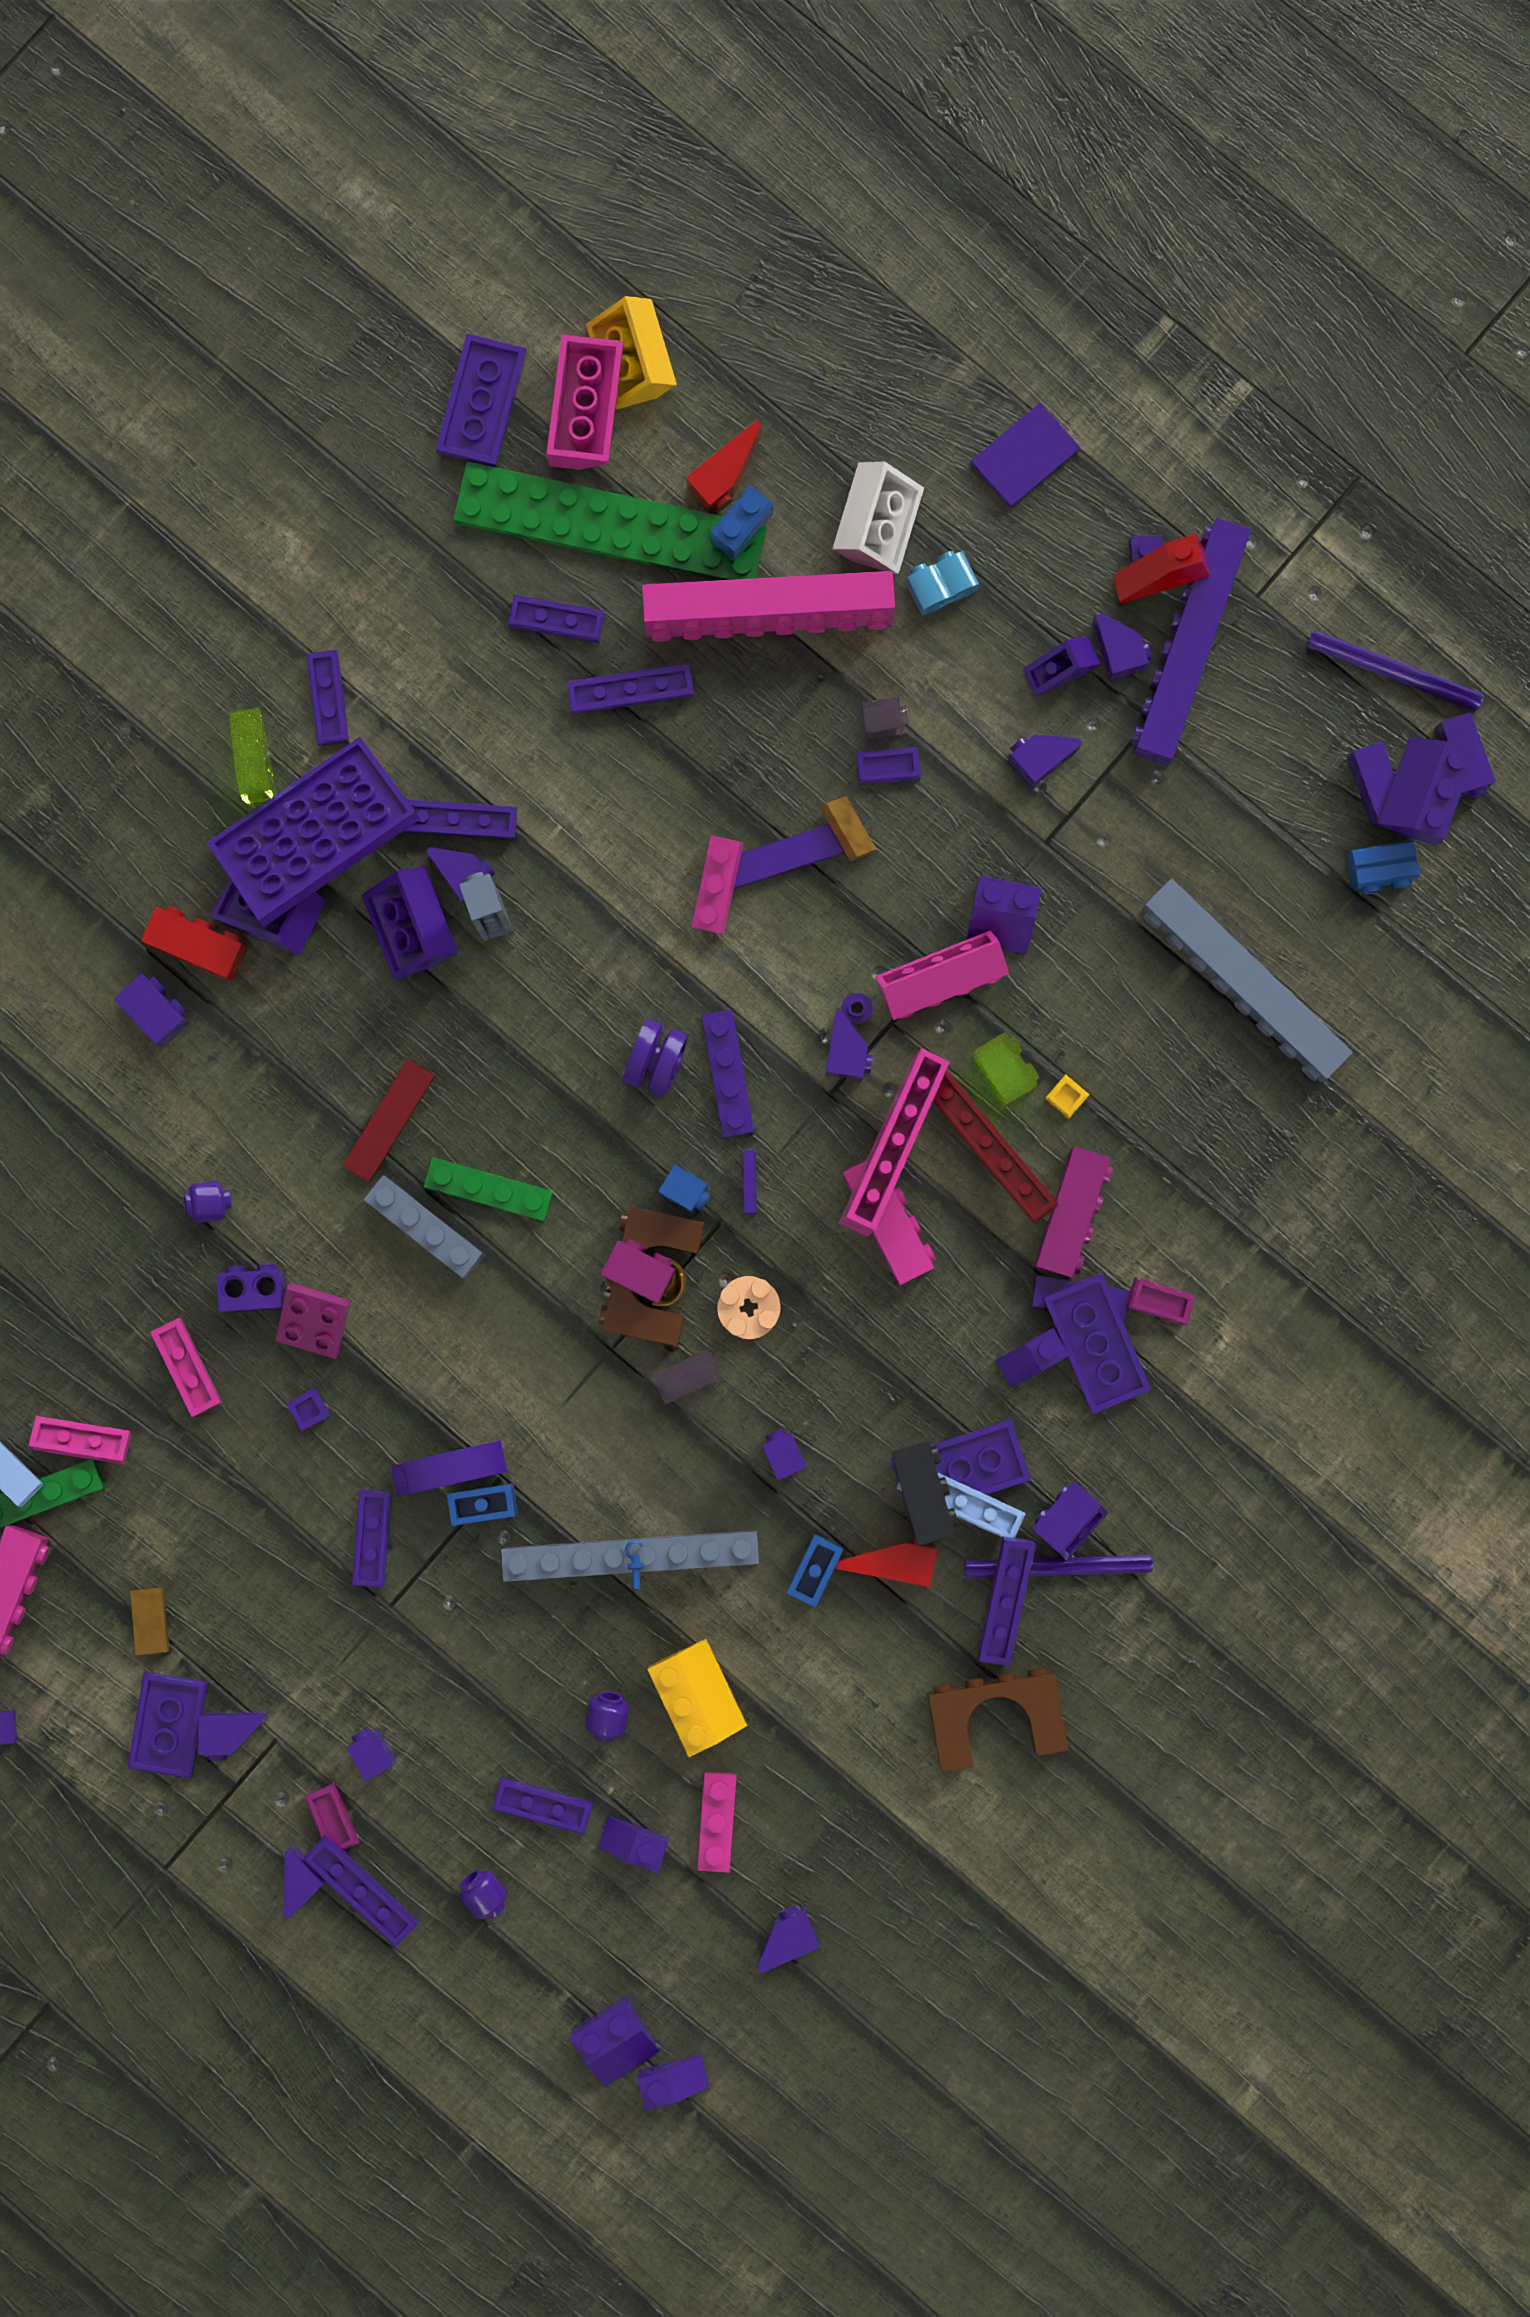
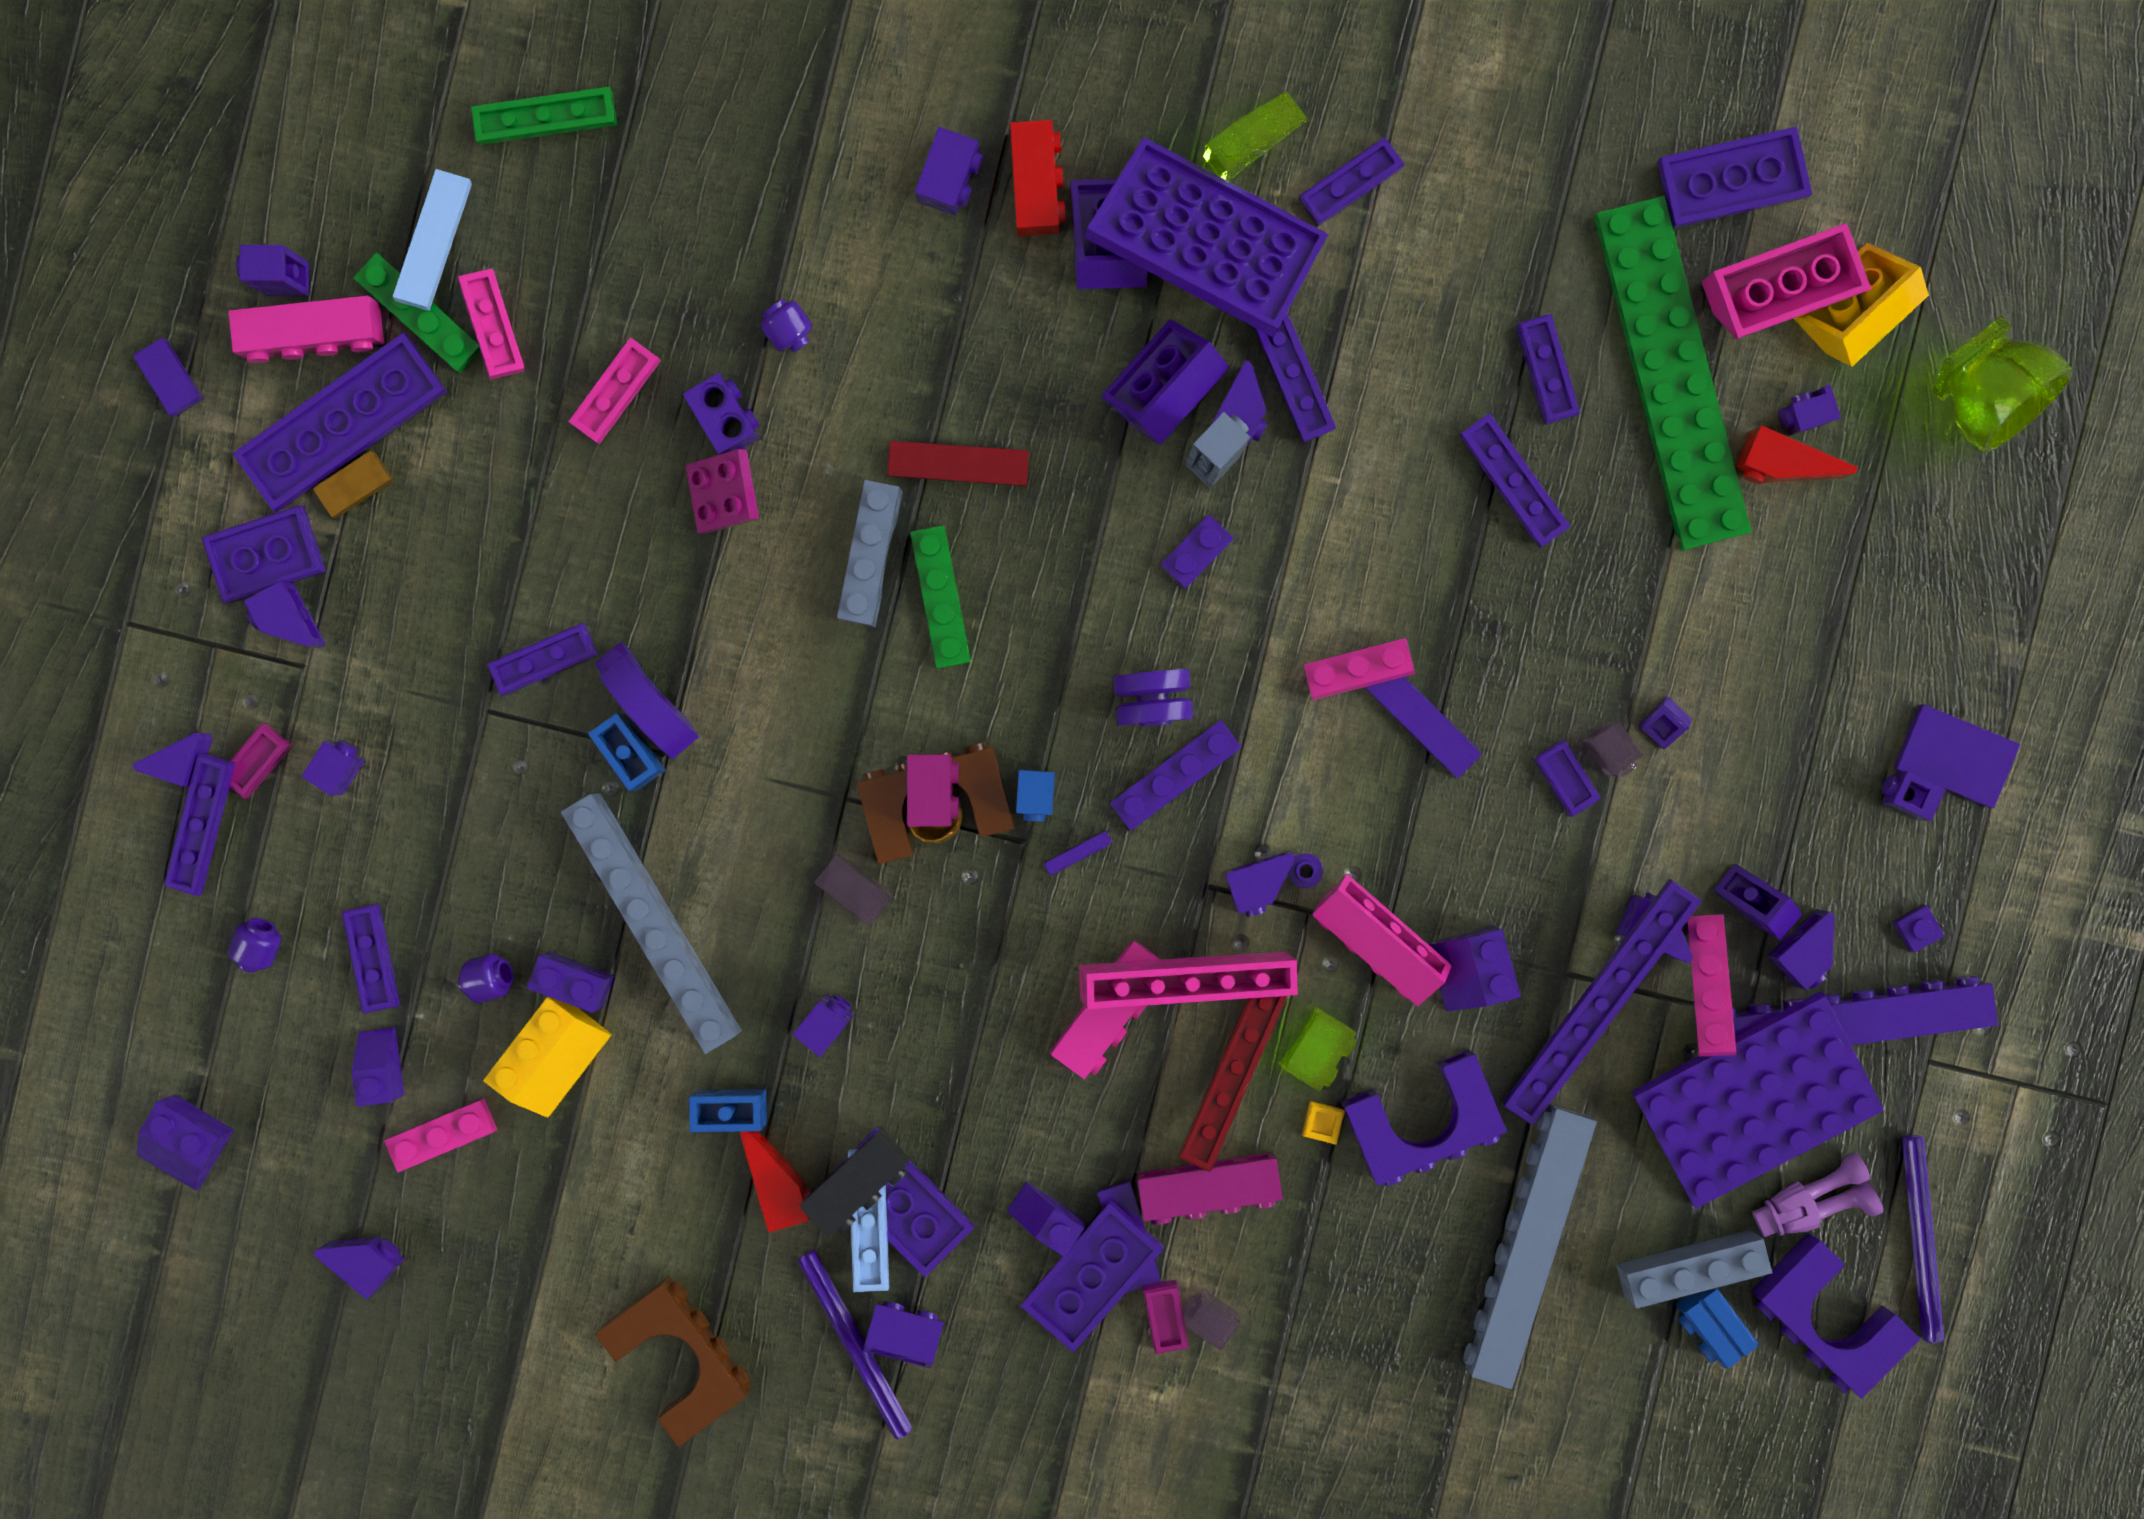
camera: 65 degrees right, 5 degrees up
(94, 1605) = (339, 422): none -> dark purple plate
(308, 1409) = (634, 532): dark purple plate -> none
(557, 966) = (1196, 551): none -> dark purple plate
(635, 1566) = (639, 935): blue hand -> none
(645, 1647) = (570, 982): none -> dark purple brick
(672, 2081) = (170, 1217): dark purple slope -> none
(694, 434) = (1809, 411): none -> dark purple brick
(741, 523) = (1742, 506): blue brick -> none
(749, 280) = (2000, 384): none -> clear neon green plate
(758, 1292) = (954, 934): light nougat plate -> none
(768, 605) = (1671, 577): dark pink brick -> none
(848, 828) = (1482, 770): pearl gold tile -> none
(878, 517) = (1818, 640): white slope -> none
(883, 667) = (1666, 723): none -> dark purple slope
(942, 582) = (1782, 738): dark azure brick -> none
(1006, 1601) = (793, 1313): dark purple plate -> none
(1039, 495) = (1922, 799): none -> dark purple brick
(1078, 827) = (1601, 1001): none -> dark purple plate
(1108, 735) = (1711, 986): none -> dark pink plate
(1124, 976) = (1472, 1122): none -> dark purple arch
(1163, 569) = (1910, 956): red slope -> none
(1179, 1265) = (1211, 1319): none -> clear purple brick
(1217, 744) = (1757, 1109): none -> dark purple plate
(1323, 757) = (1796, 1211): none -> medium lavender piece
(1328, 861) = (1694, 1268): none -> sand blue brick
(1426, 789) = (1819, 1337): dark purple slope -> none

